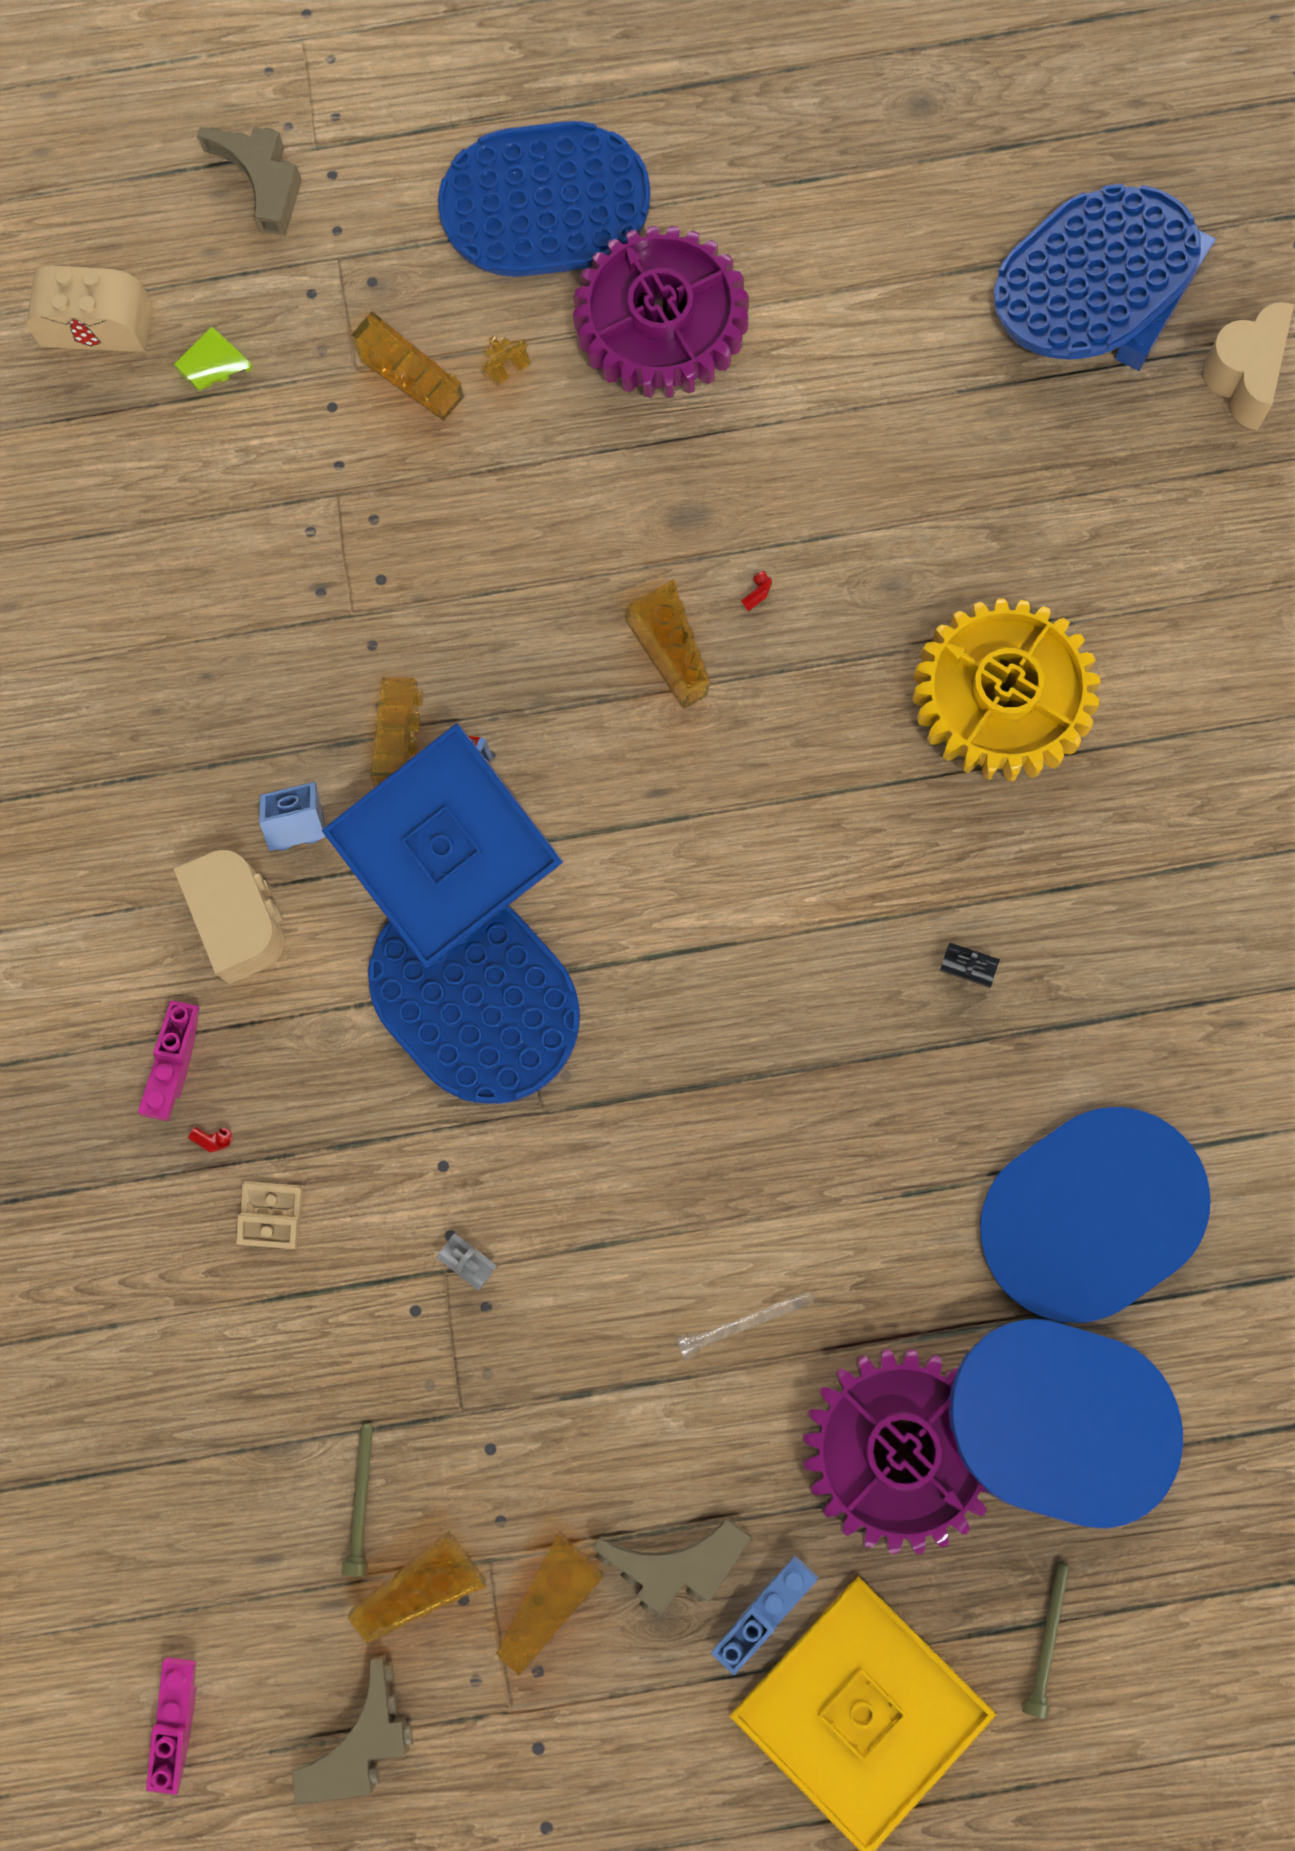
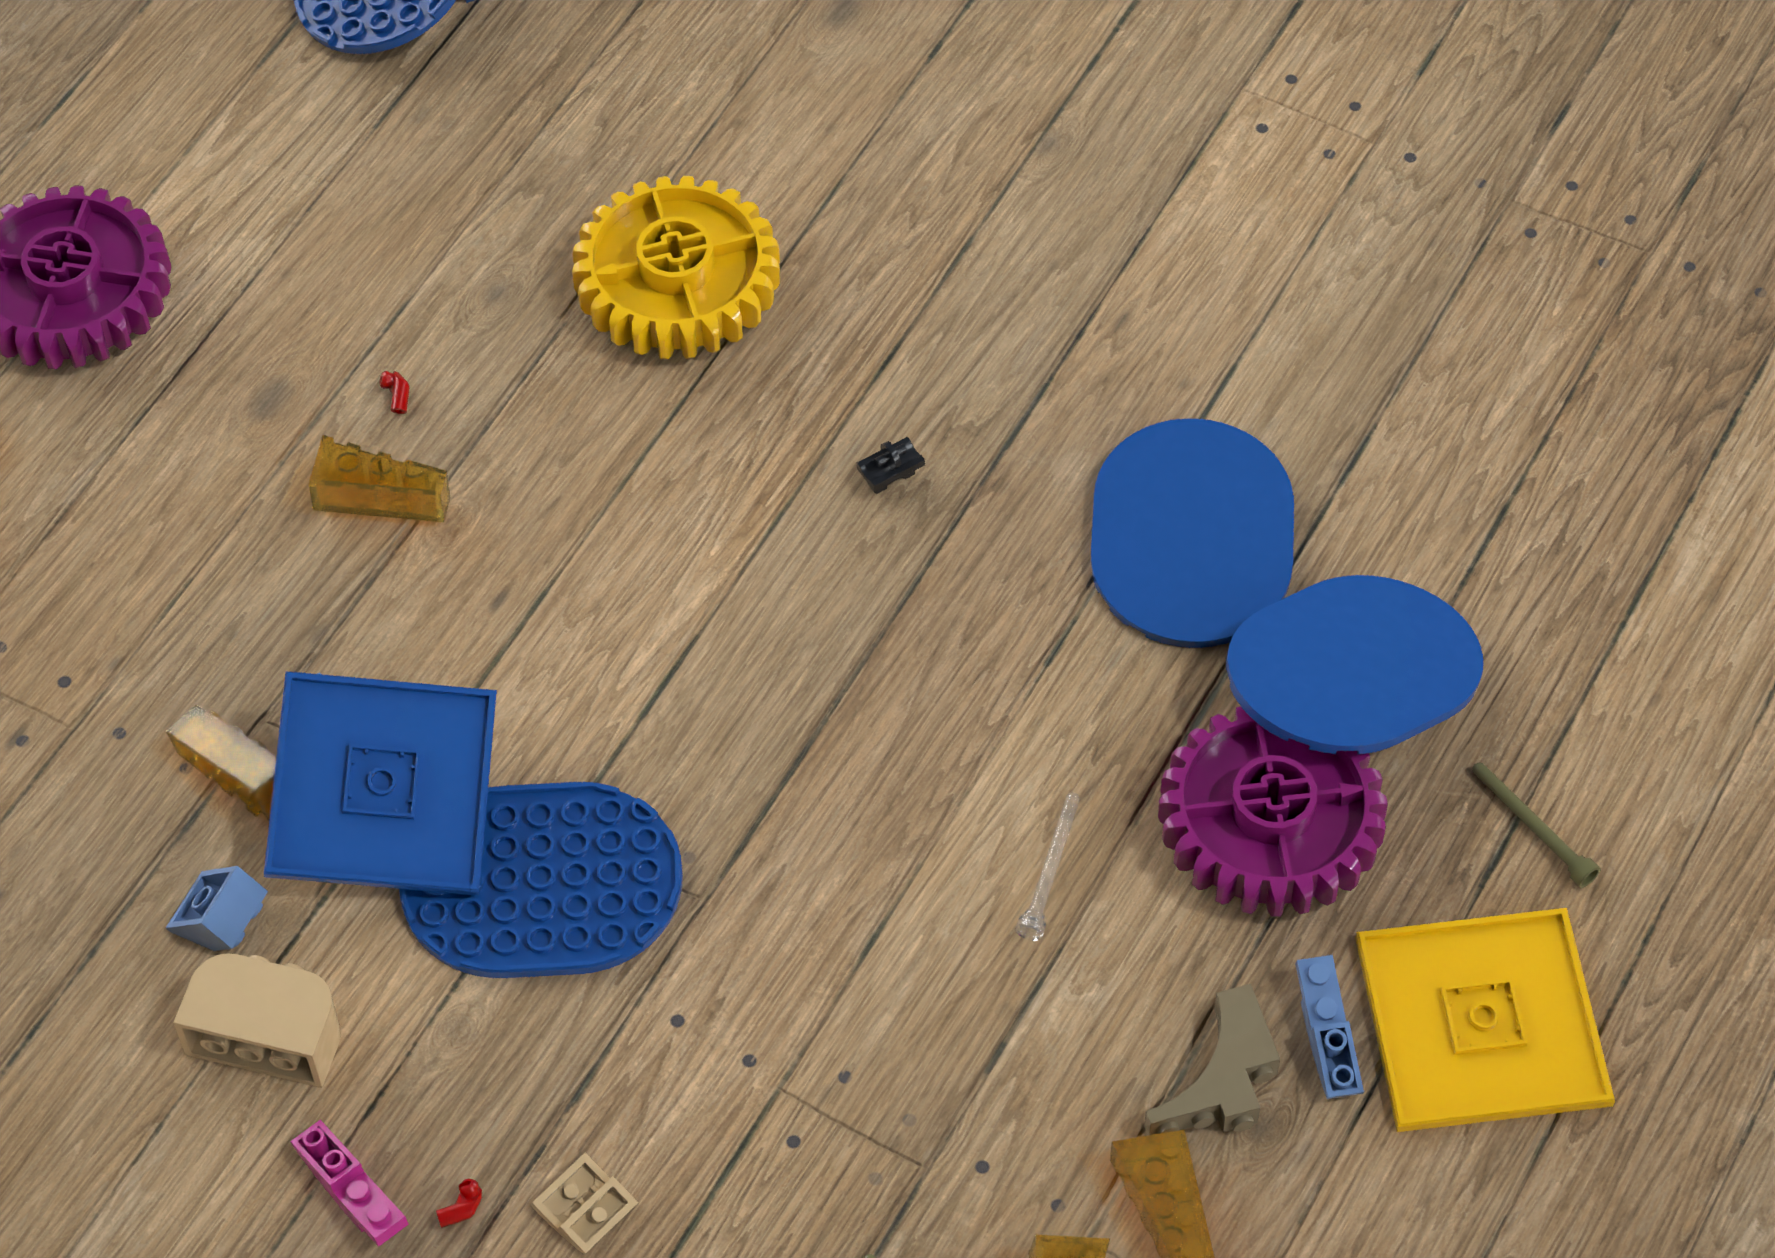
camera: 60 degrees left, 20 degrees down
(466, 1261) = (788, 1051): light grey hips -> none

